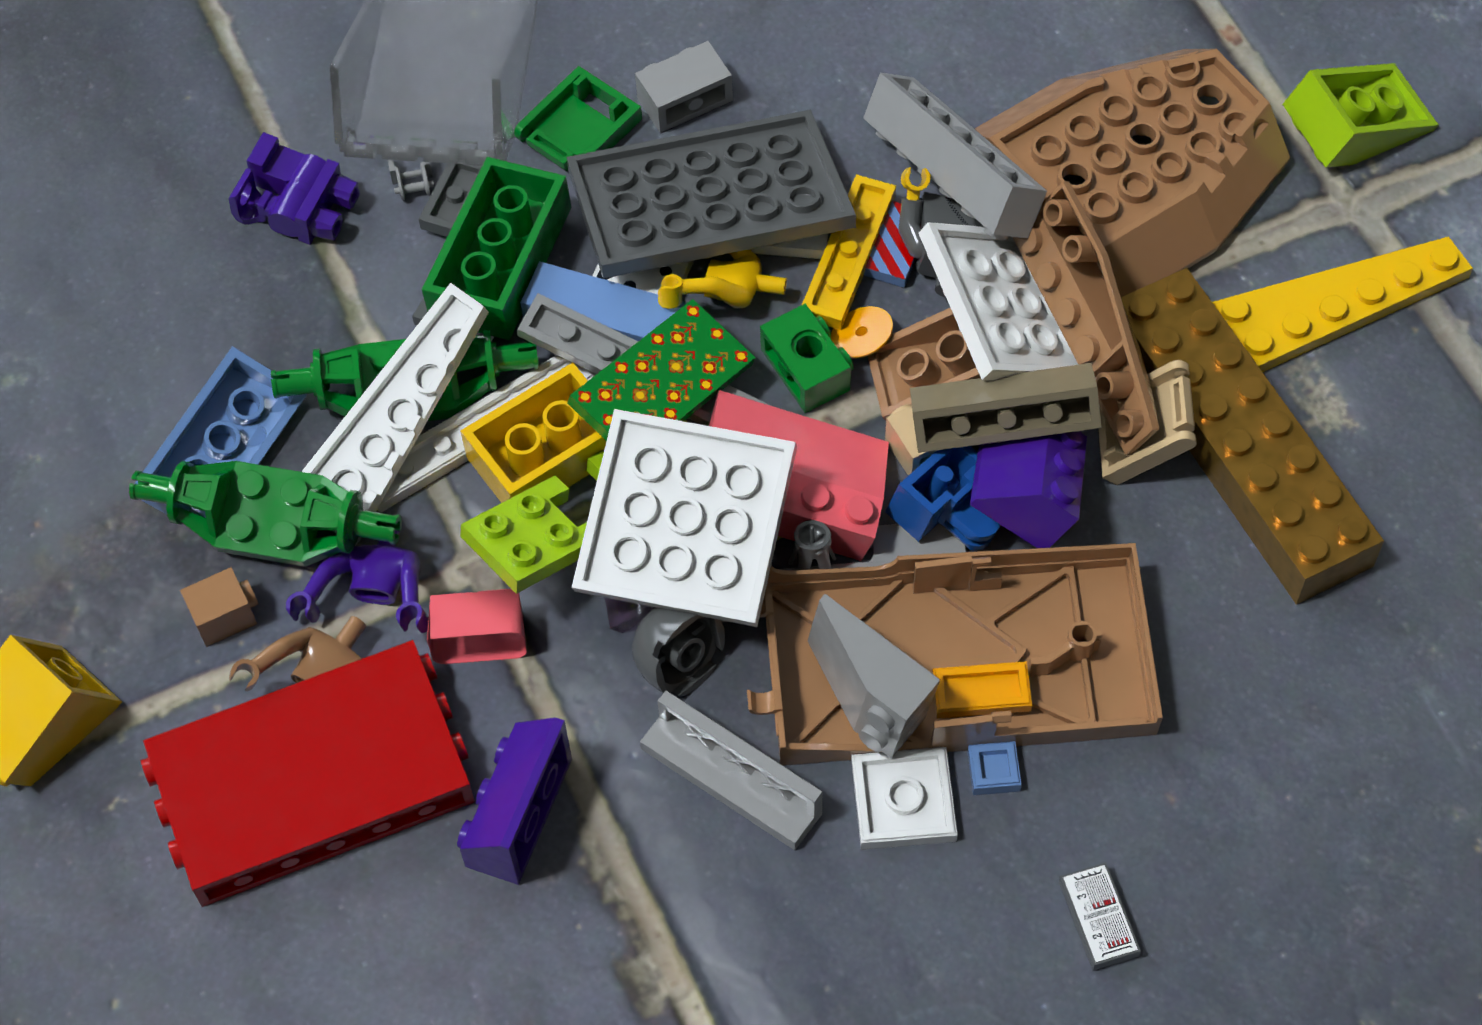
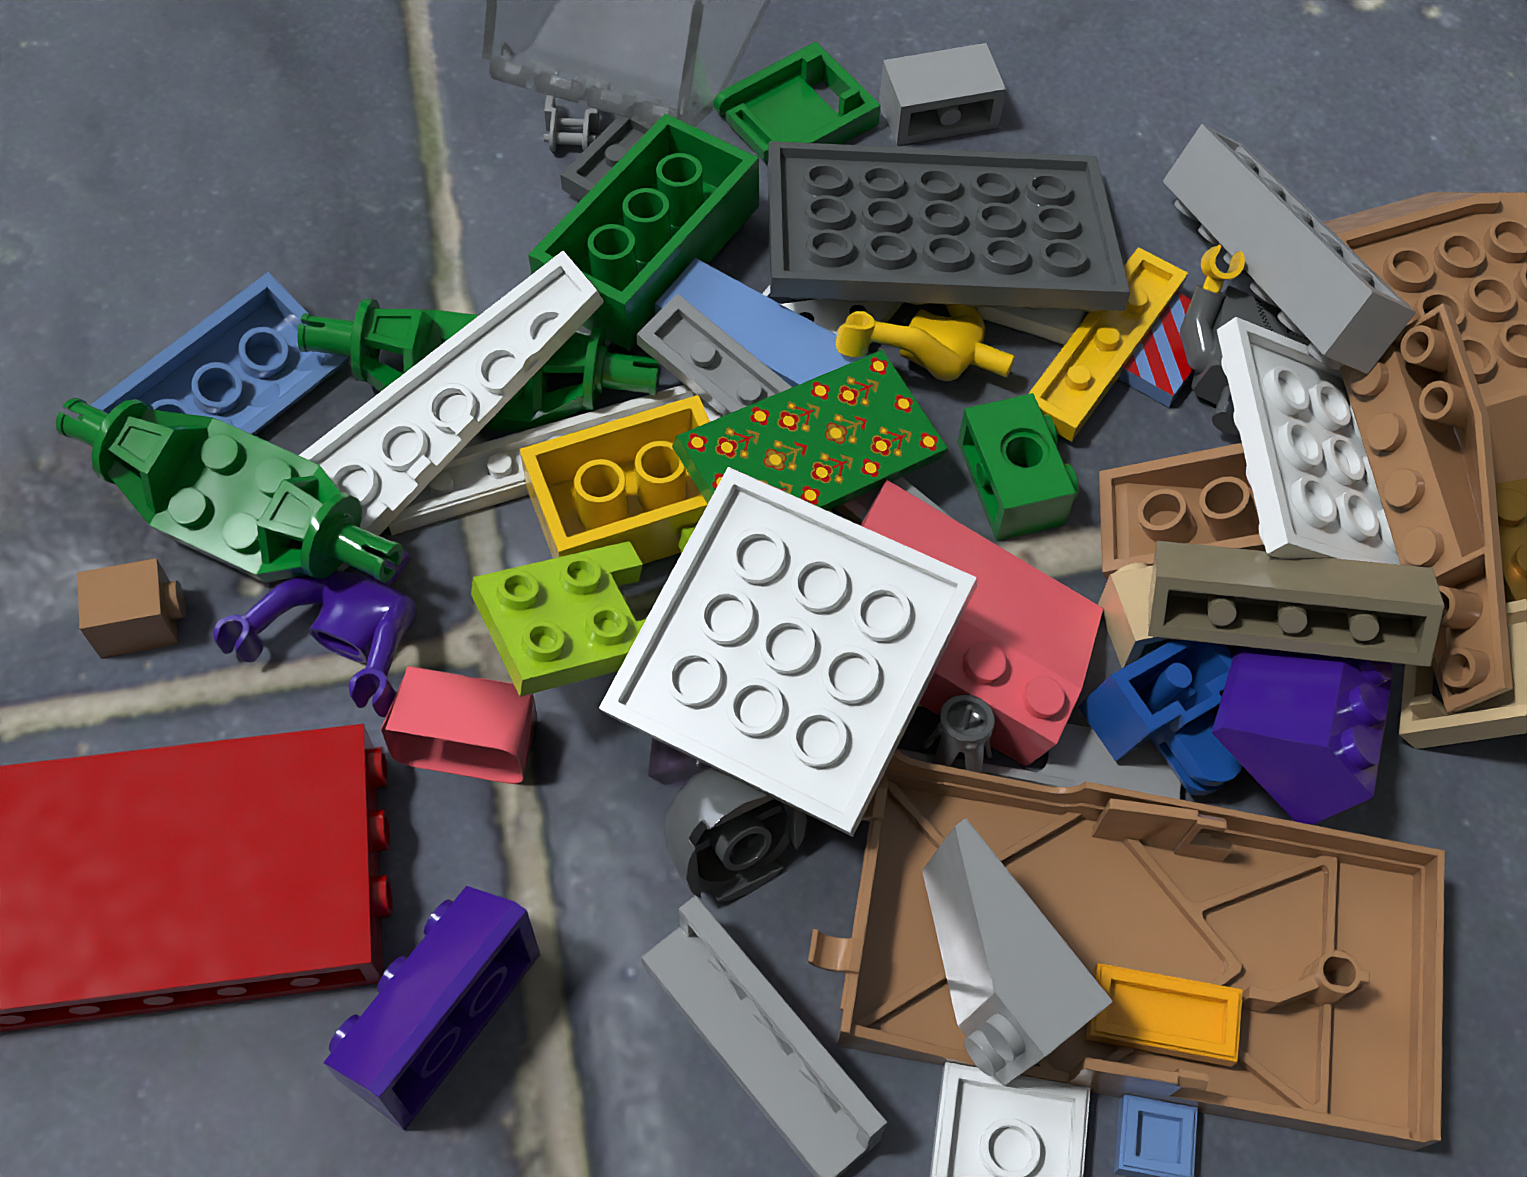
camera: 10 degrees right, 0 degrees up
(304, 189) = (432, 108): dark purple hips -> none
(318, 654) = (235, 706): medium nougat piece -> none
(863, 331) = (1103, 450): light orange piece -> none

